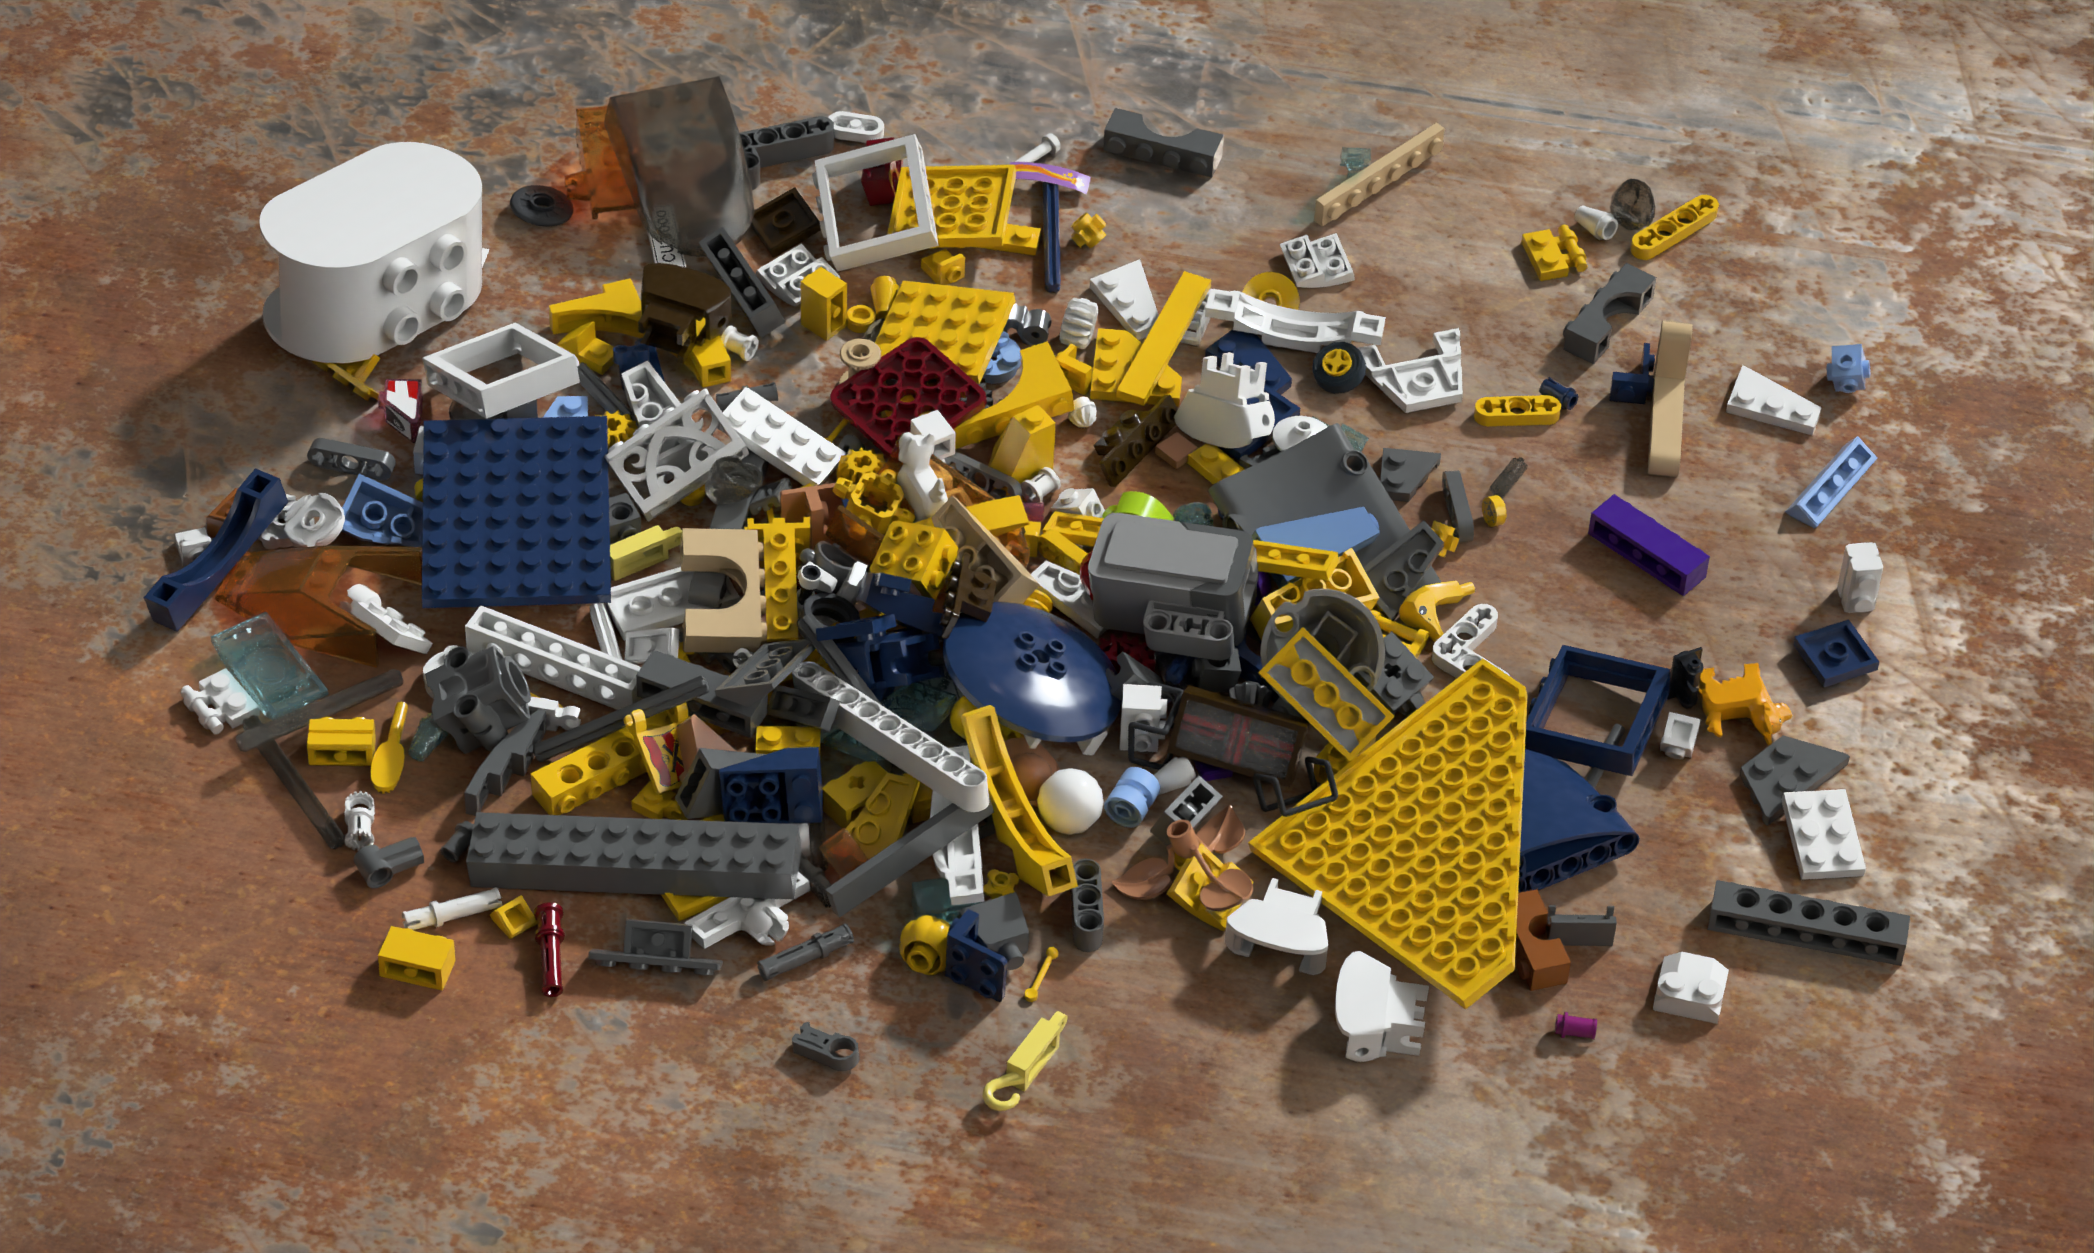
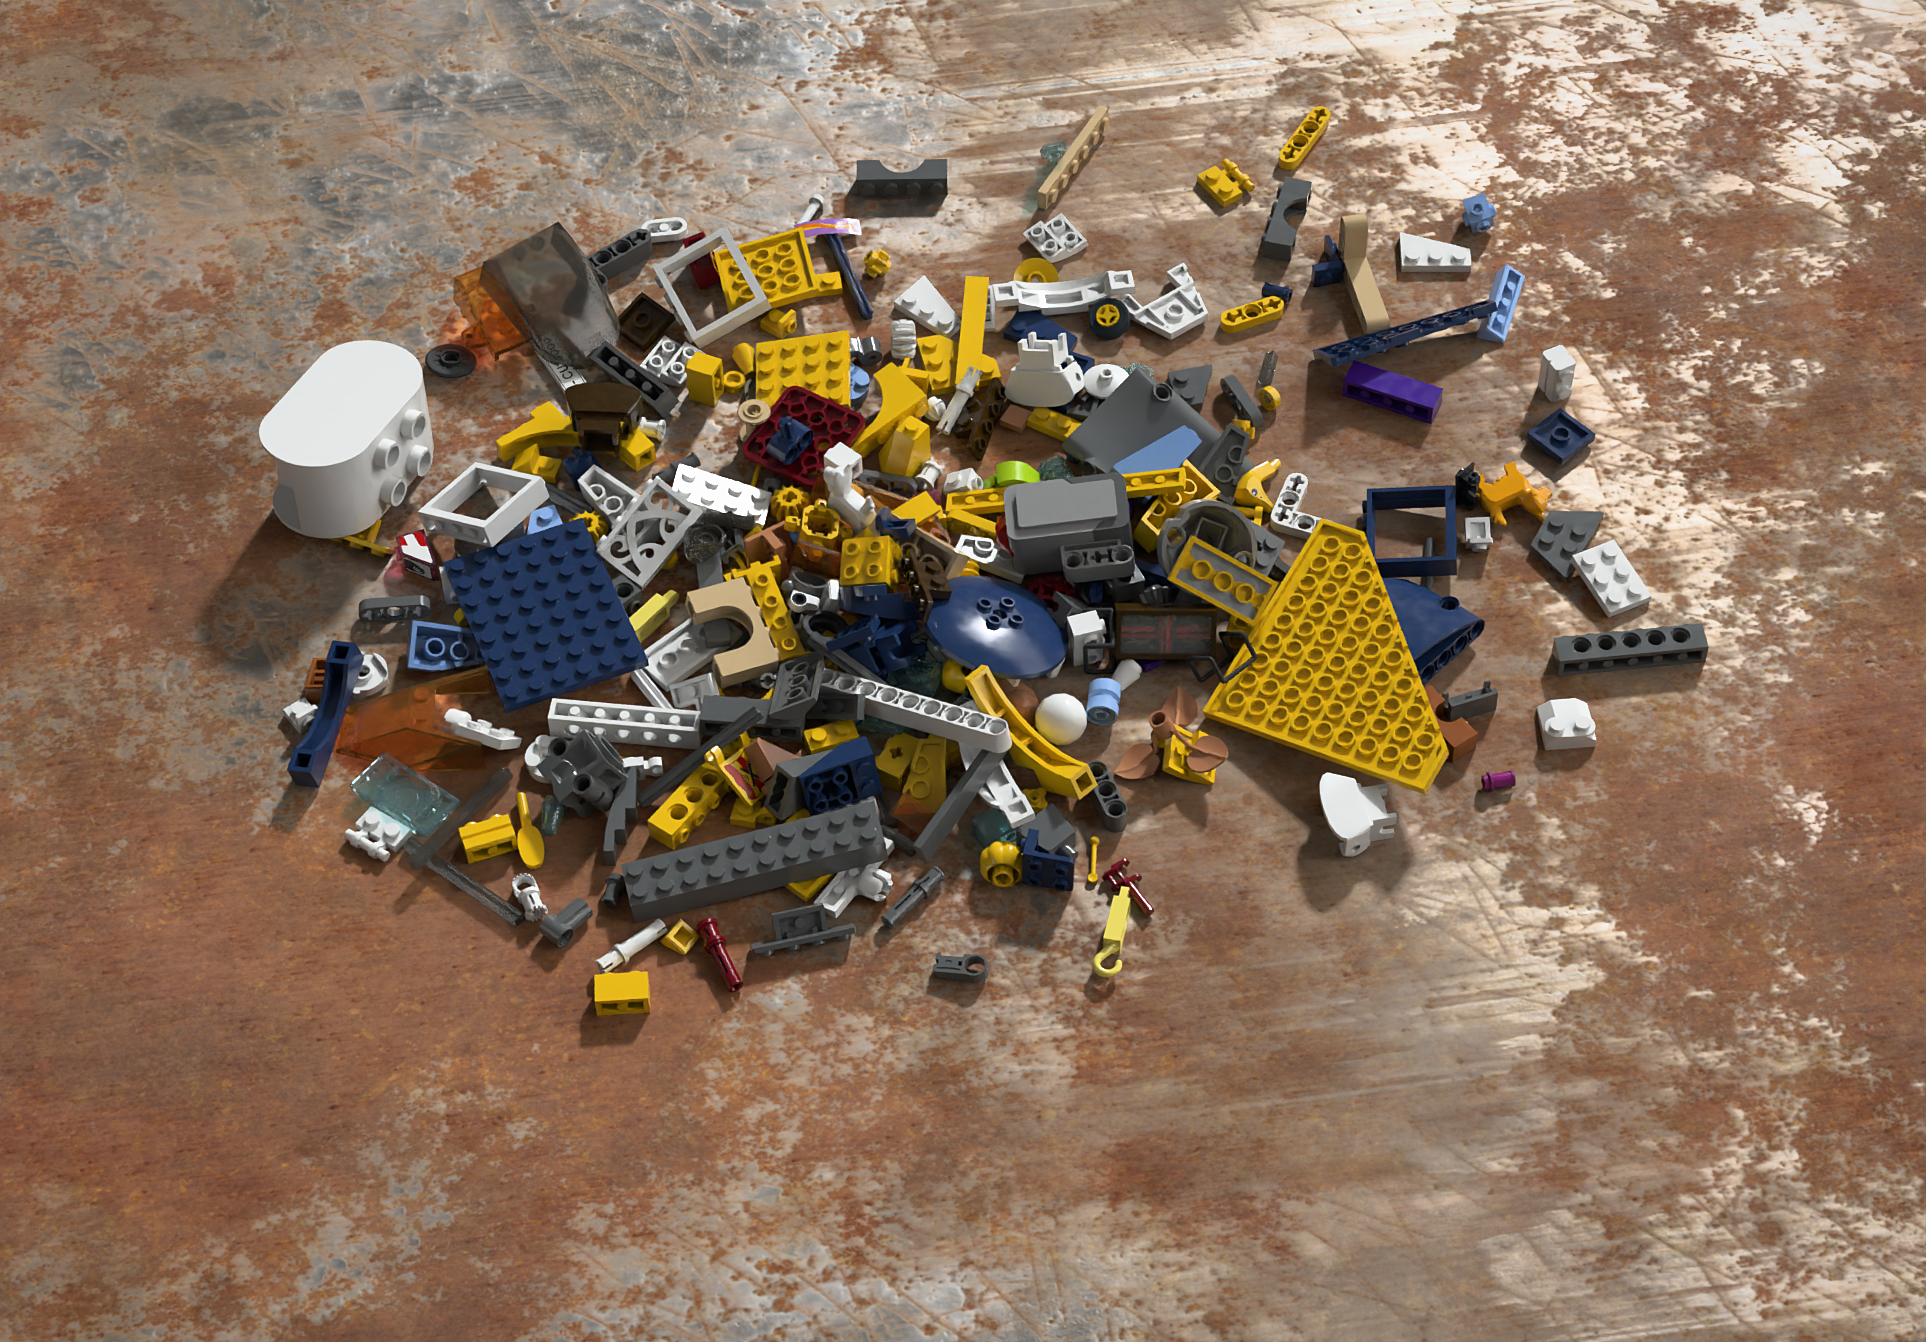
camera: 15 degrees left, 5 degrees up
(322, 532) = (400, 677): white tile -> none
(777, 466) = (729, 520): none -> clear smoke pin
(886, 396) = (789, 440): none -> dark blue beam
(958, 524) = (896, 528): none -> dark blue bracket
(1072, 1012) = (1129, 882): none -> dark red piece
(1122, 400) = (963, 392): none -> white pin
(1192, 805) = (1149, 698): dark grey brick -> none
(1282, 923) = (1260, 768): white piece -> none
(1597, 222) = (1247, 150): white cone -> none
(1633, 204) = (1269, 129): clear smoke hair -> none
(1684, 480) = (1400, 335): none -> dark blue wing

